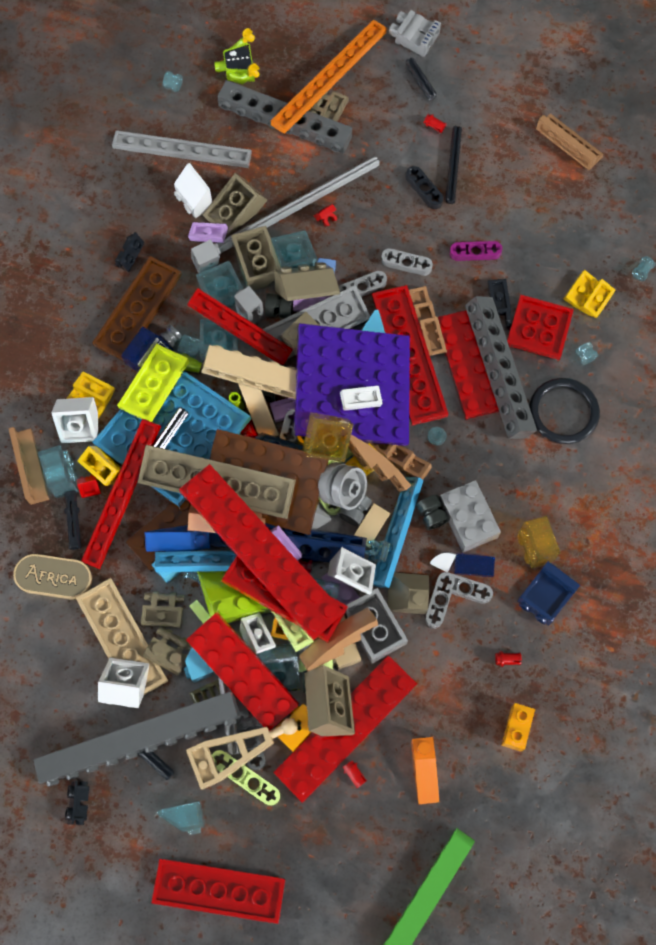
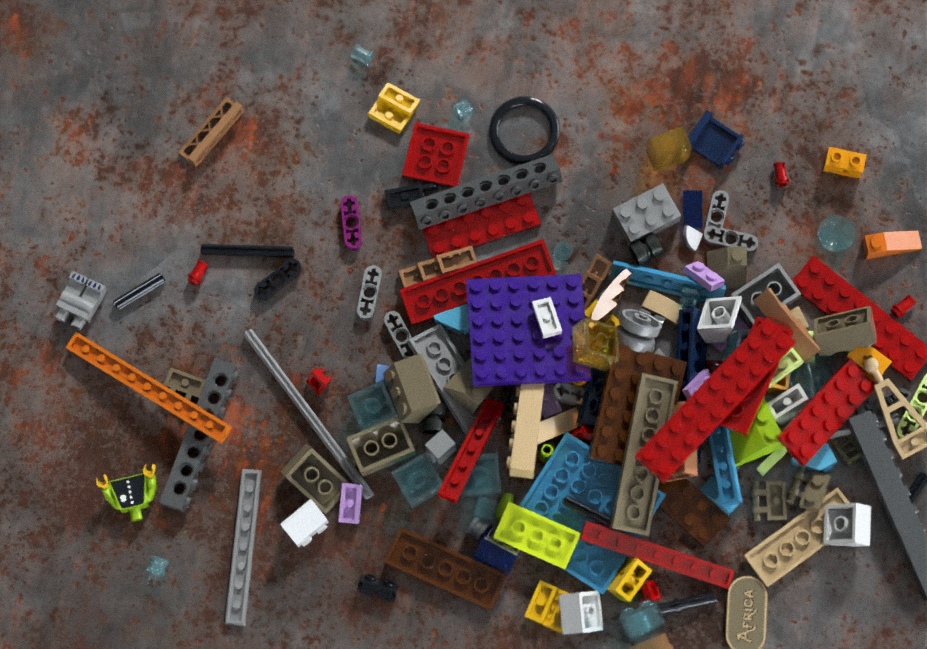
camera: 90 degrees left, 5 degrees up
(176, 539) = (701, 492): blue slope -> none
(205, 256) = (385, 499): light grey brick -> none
(400, 566) = (704, 276): none -> lavender plate
(440, 711) = (836, 233): none -> clear light blue dish

